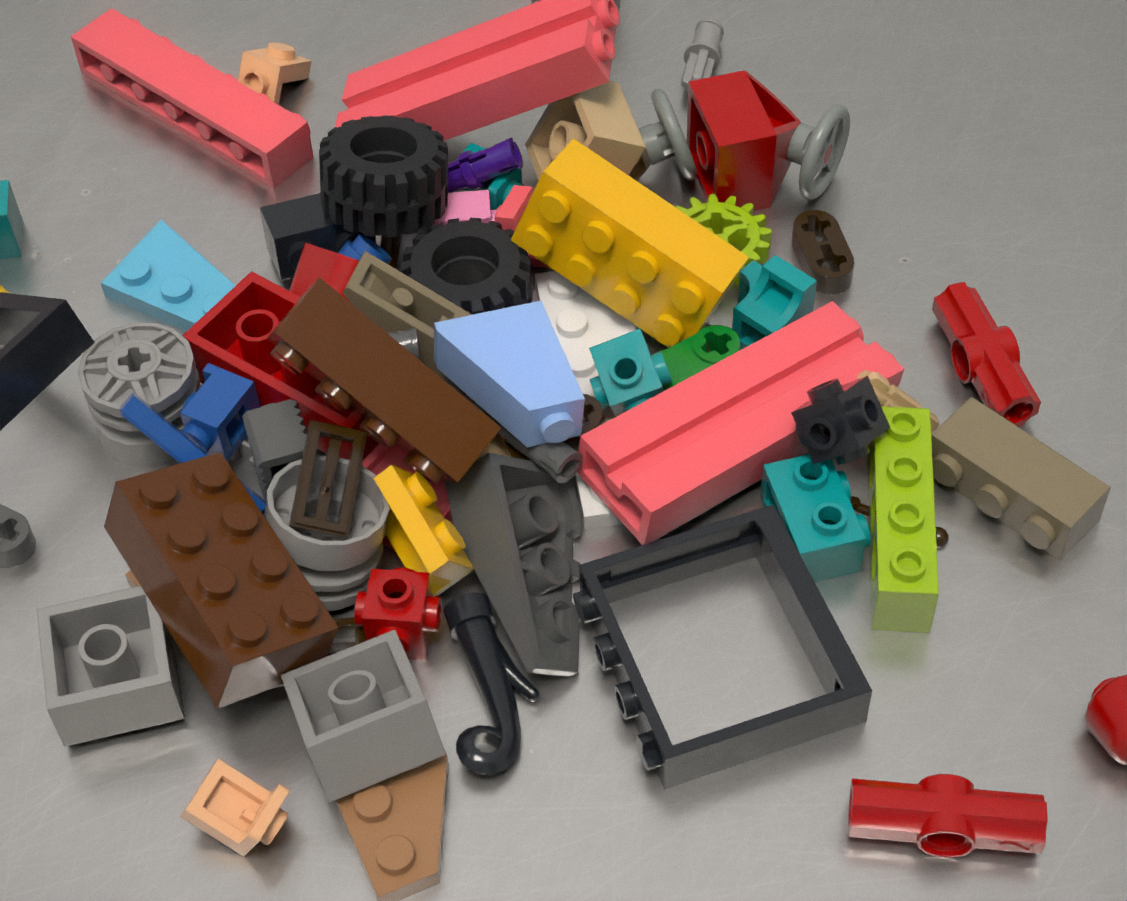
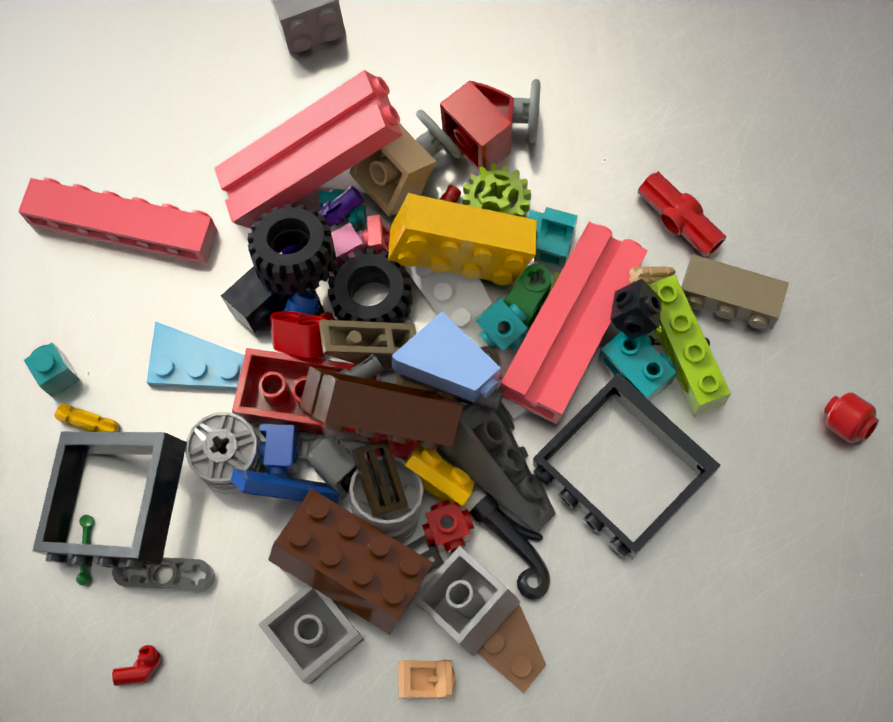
camera: 20 degrees left, 20 degrees up
(270, 67) = (157, 179): light nougat bracket -> none
(703, 54) = (419, 57): light grey axle -> none
(832, 250) = (563, 172): dark brown beam -> none
(947, 816) = (782, 514): red piece -> none

